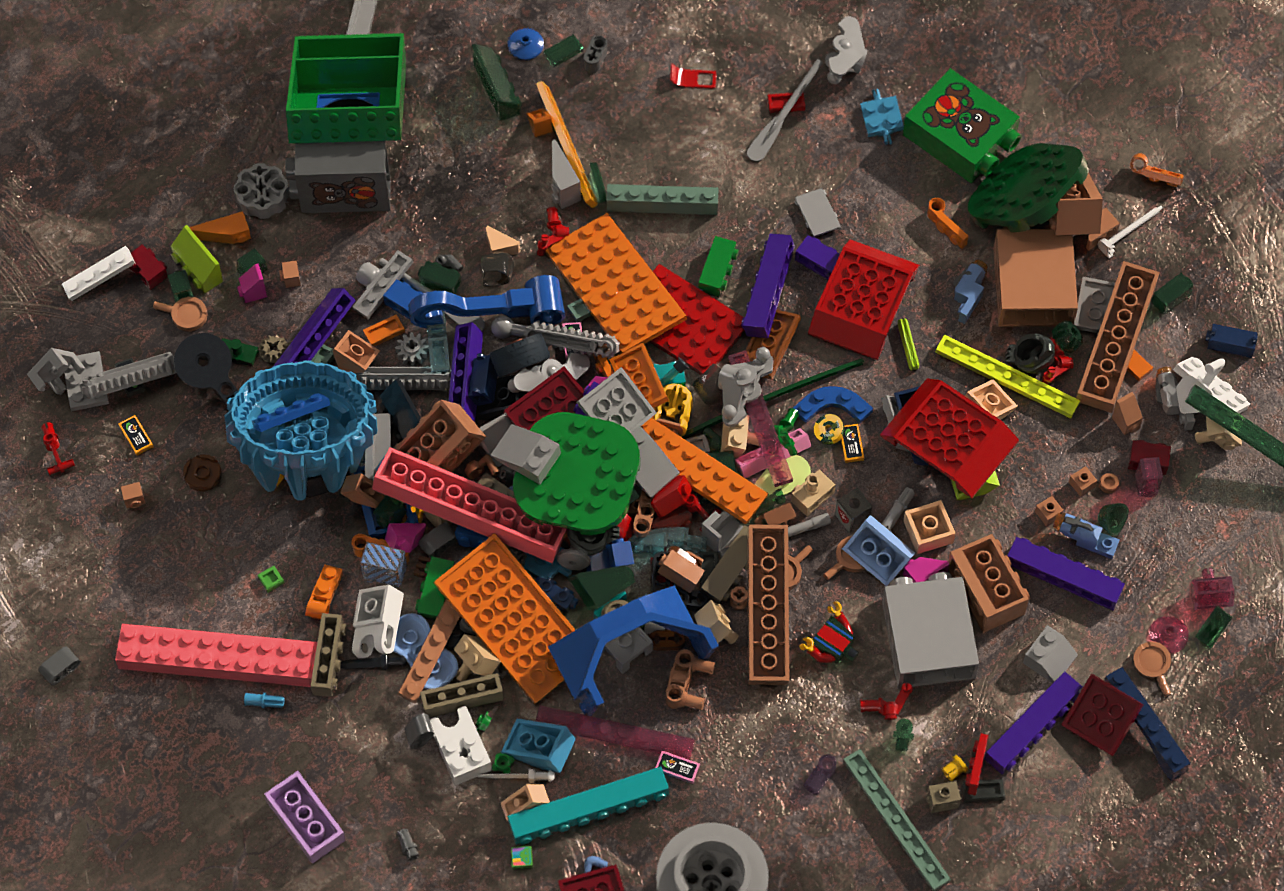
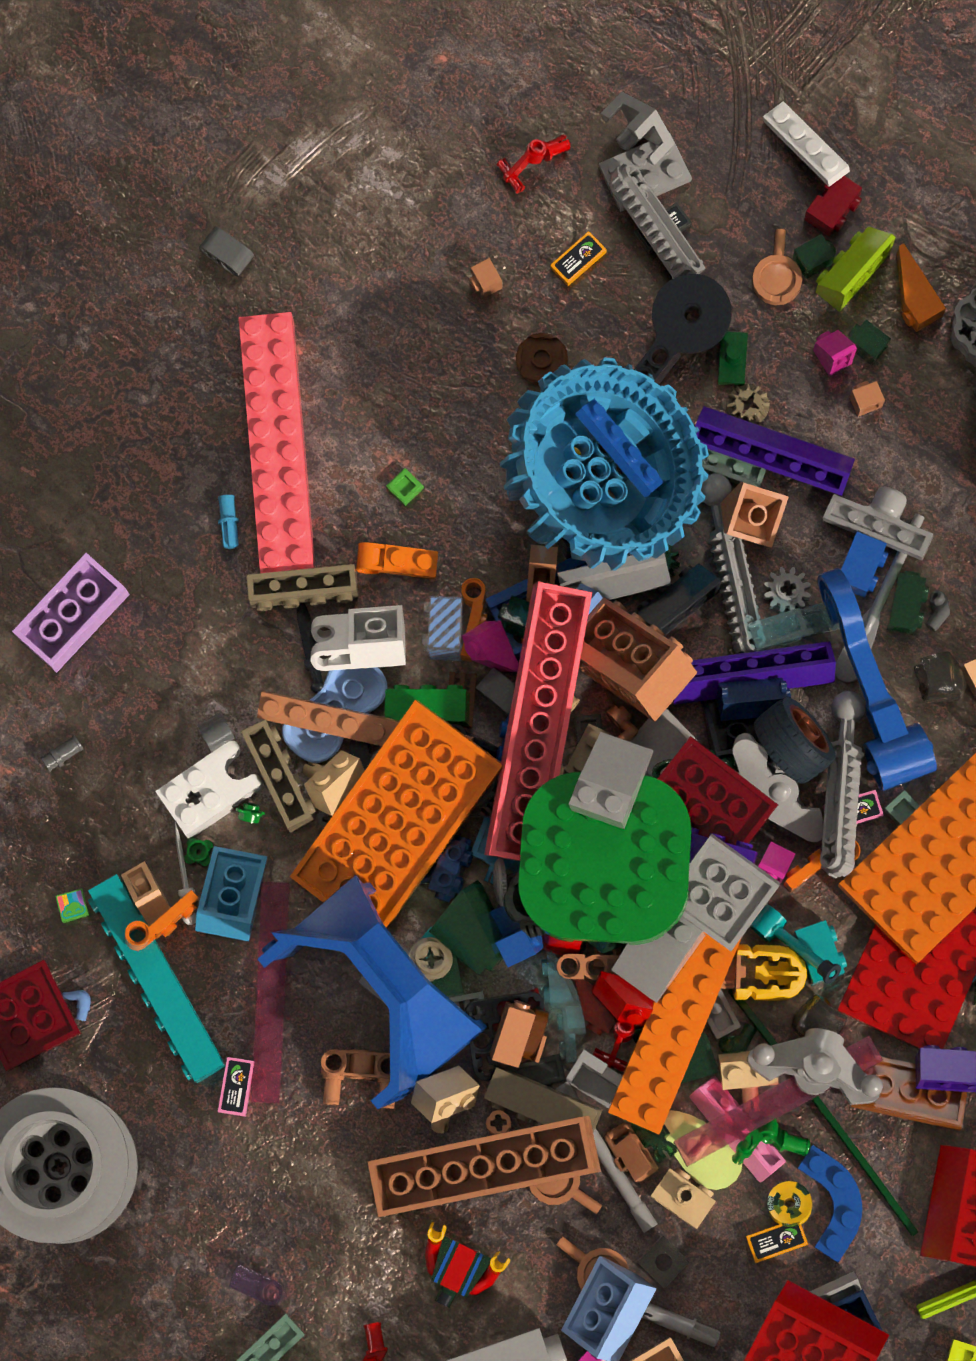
camera: 85 degrees right, 15 degrees up
(384, 330) = (809, 546): orange tile -> none
(553, 786) = (165, 924): none -> orange plate
(642, 372) = (799, 916): orange plate -> none

